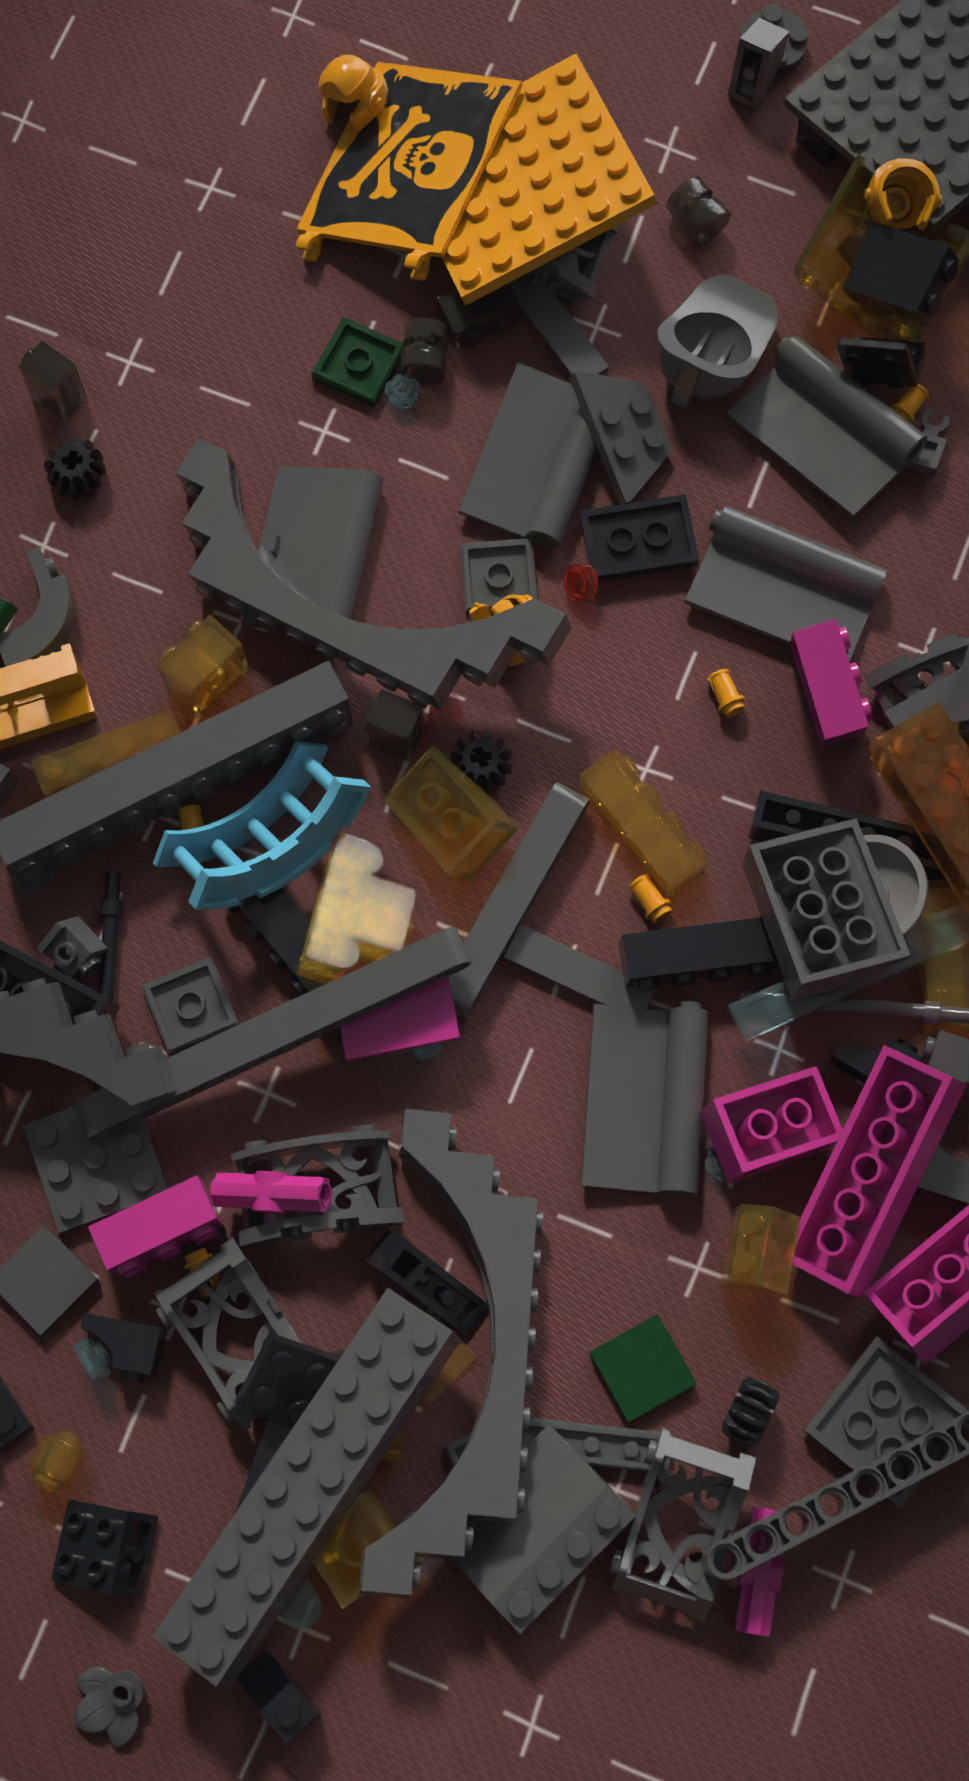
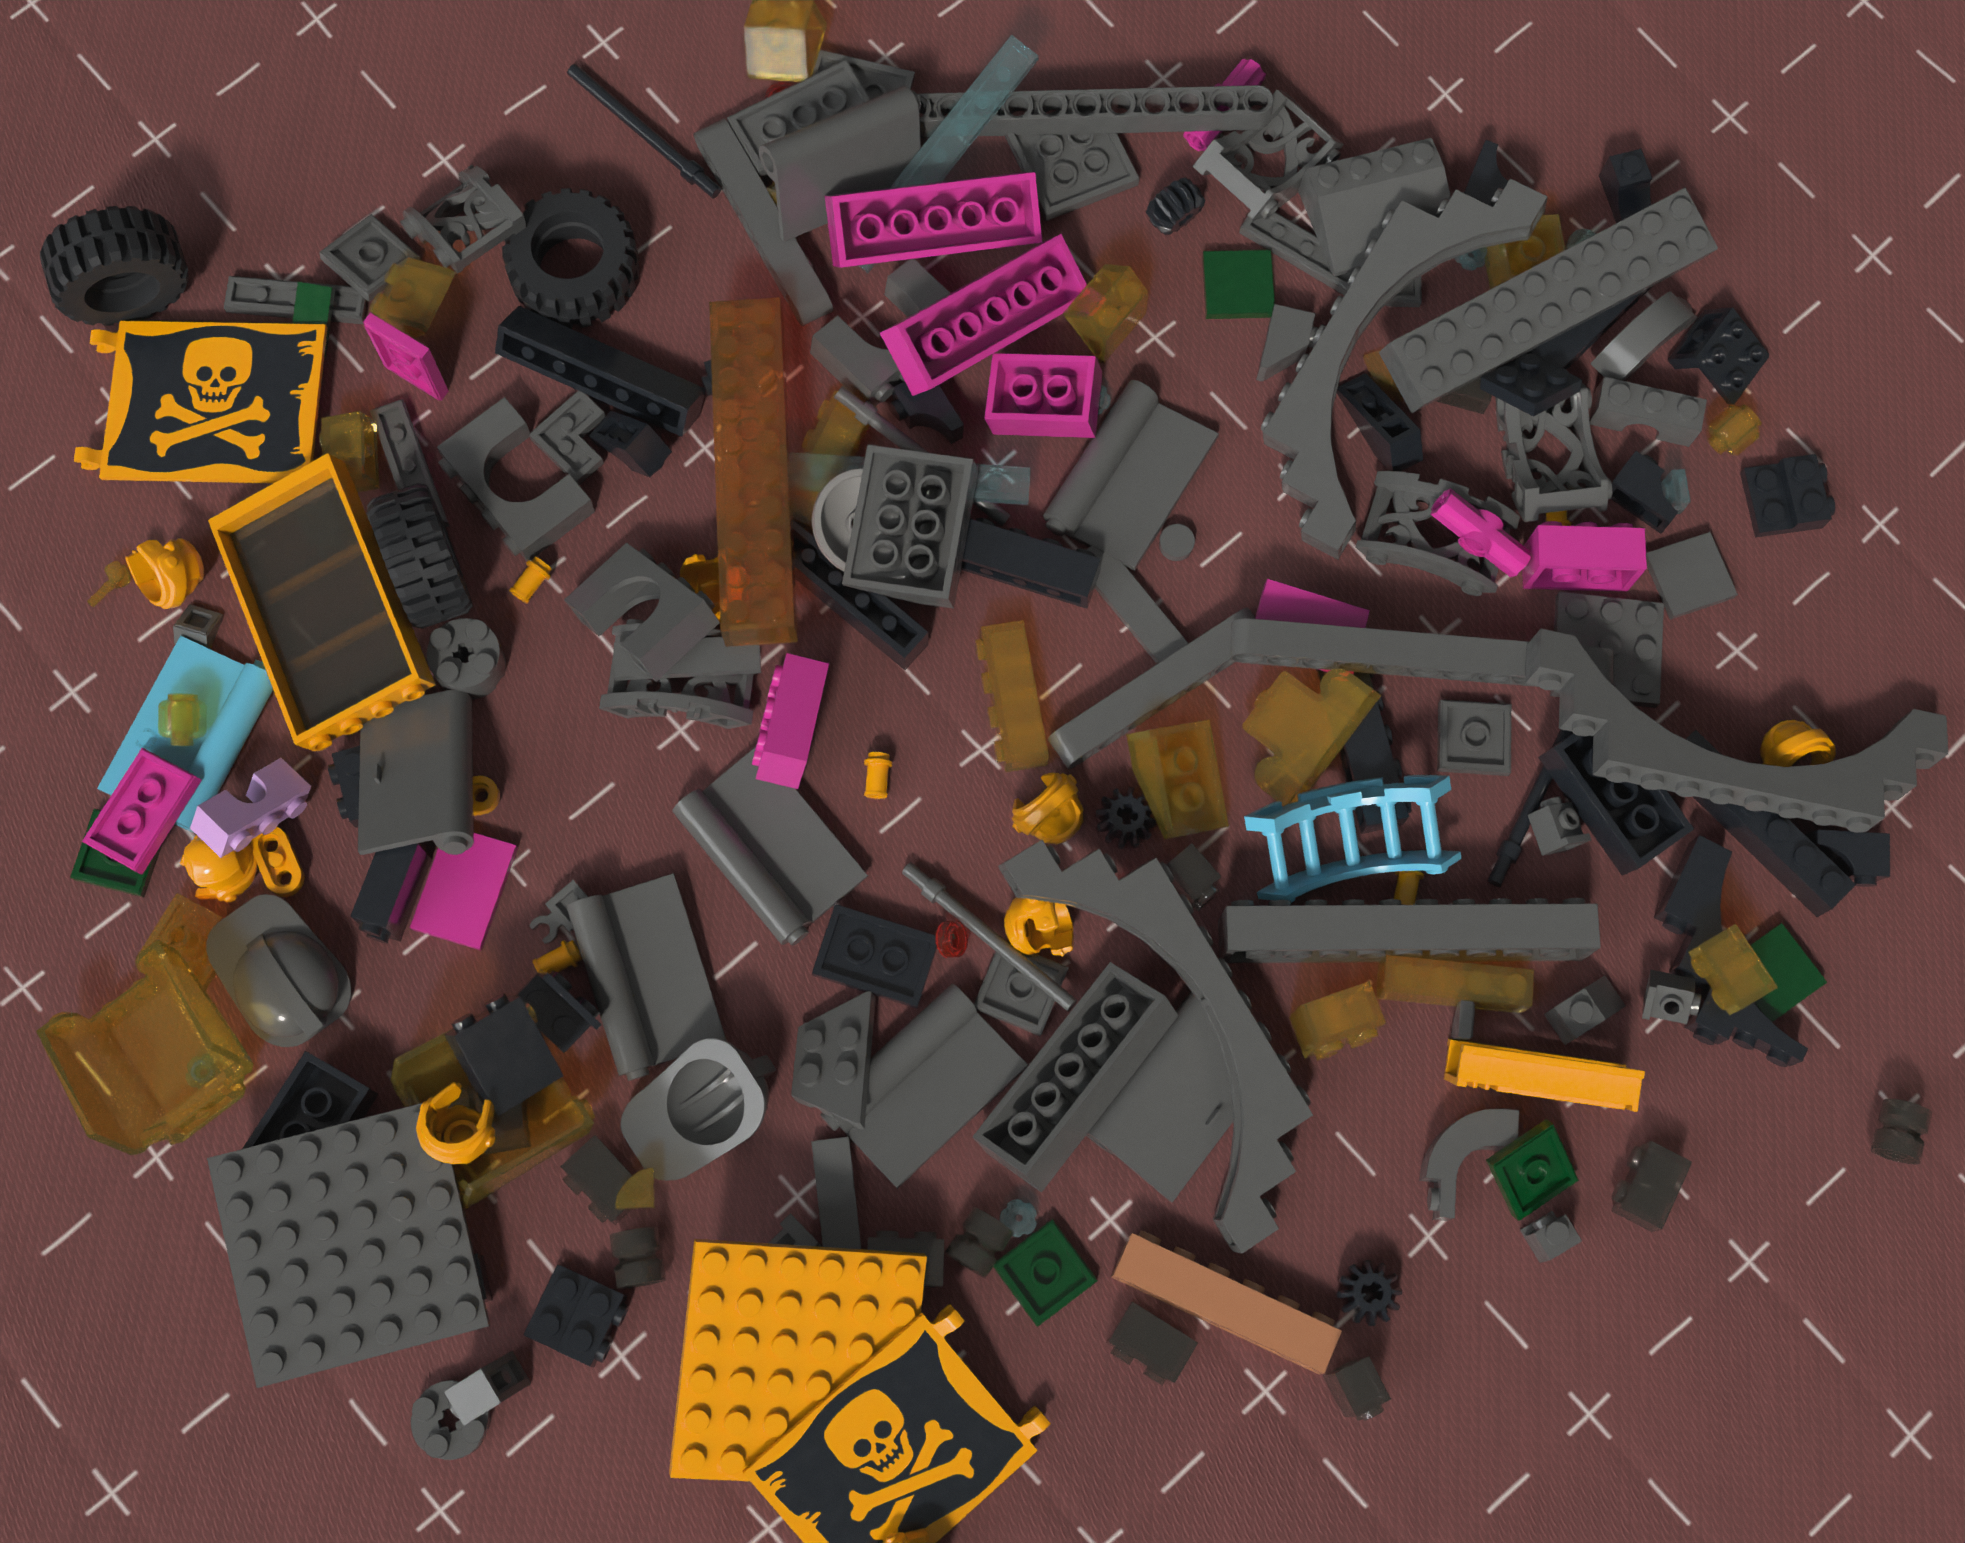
camera: 160 degrees left, 0 degrees up
(86, 722) = (1463, 1021): none -> dark grey tile
(105, 1707) = (1757, 250): dark grey plate -> none
(155, 1434) = (1624, 403): none -> dark grey arch
(189, 1519) = (1644, 337): none -> dark grey arch
(193, 403) = (1226, 1303): none -> nougat brick
(241, 344) = (1151, 1344): none -> clear smoke brick
(411, 510) = (1075, 1076): none -> dark grey brick
(436, 1613) = (1485, 175): none -> black arch
(544, 726) = (1054, 813): none -> light orange helmet
(563, 1323) = (1286, 340): none -> dark grey slope
(566, 1056) = (1176, 542): none -> dark grey tile
(618, 618) = (936, 892): none -> dark grey bar
(650, 899) = (1040, 631): light orange pin -> none
(721, 152) = (577, 1316): none -> black plate
(727, 247) = (637, 1191): none -> clear yellow tile
(760, 255) = (599, 1177): none -> clear smoke brick

